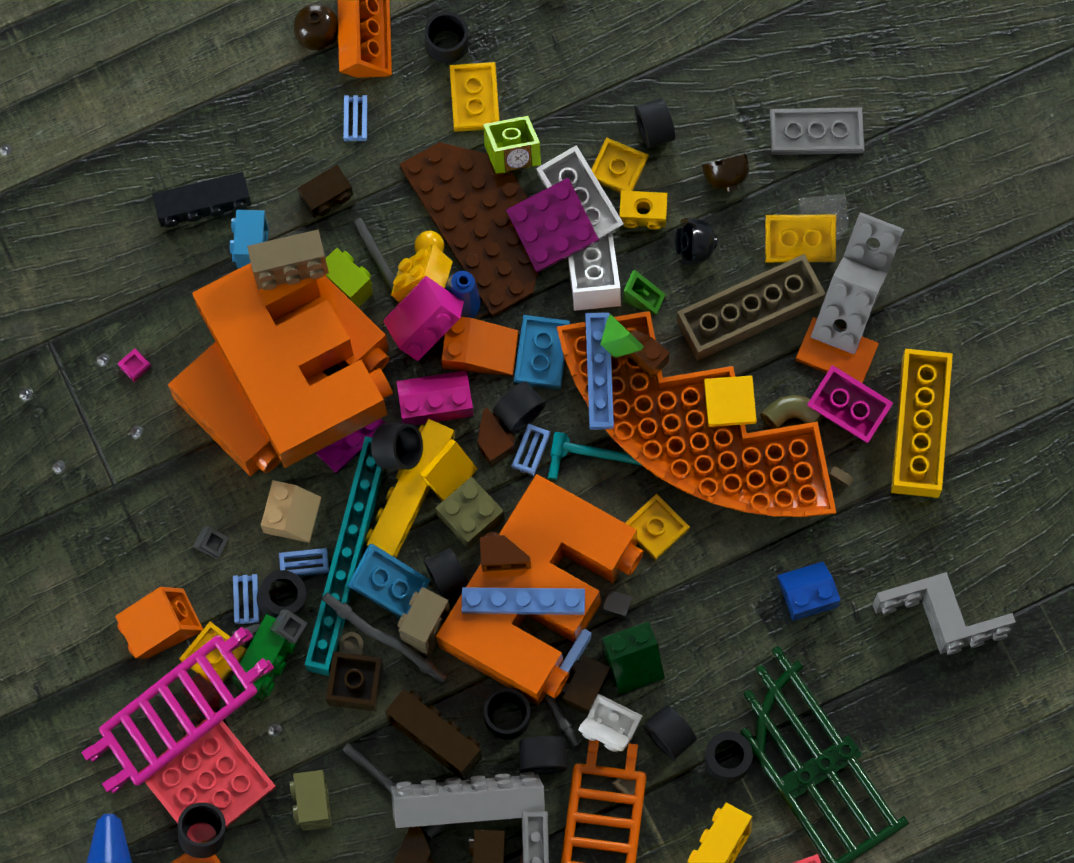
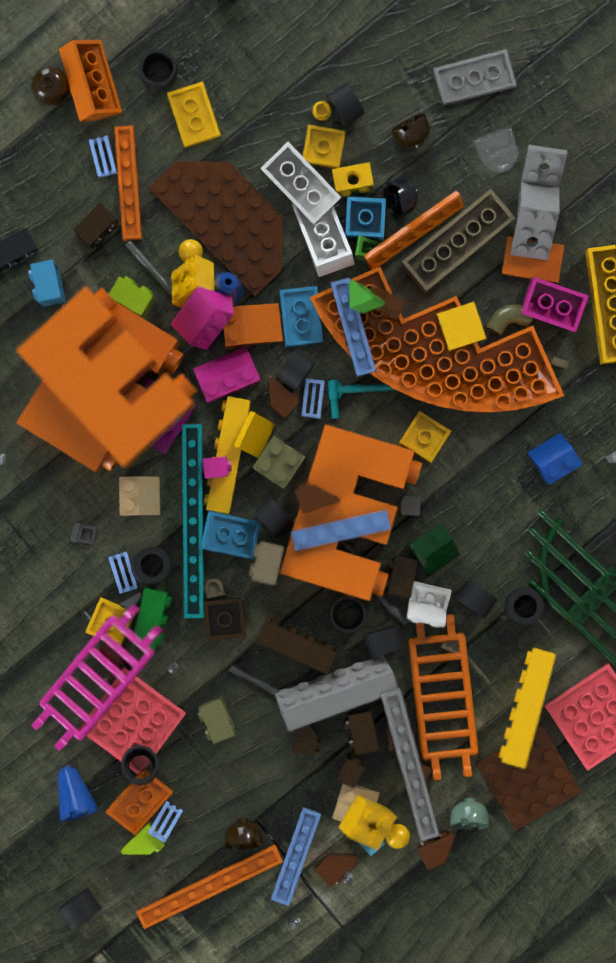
camera: 15 degrees left, 15 degrees up
(158, 622) = (61, 609): orange slope -> none
(288, 260) = (86, 308): dark tan brick -> none
(288, 626) = (164, 594): dark grey slope -> none
(305, 553) = (175, 527): light blue tile -> none
(376, 154) = (128, 183): none -> orange tile
(392, 495) = (217, 467): none -> dark pink brick
(397, 446) = (210, 427): black piece -> none
(423, 663) = (203, 569): dark grey bar -> none
(512, 144) = (235, 151): lime brick -> none
(553, 225) = (285, 212): magenta plate -> none
(576, 650) = (387, 553): light blue tile -> none
(626, 126) = (322, 110): none -> yellow plate
(647, 253) = (365, 218): none -> dark azure brick
(701, 283) = (414, 231): none -> orange tile
(798, 235) = (483, 172): yellow tile -> none

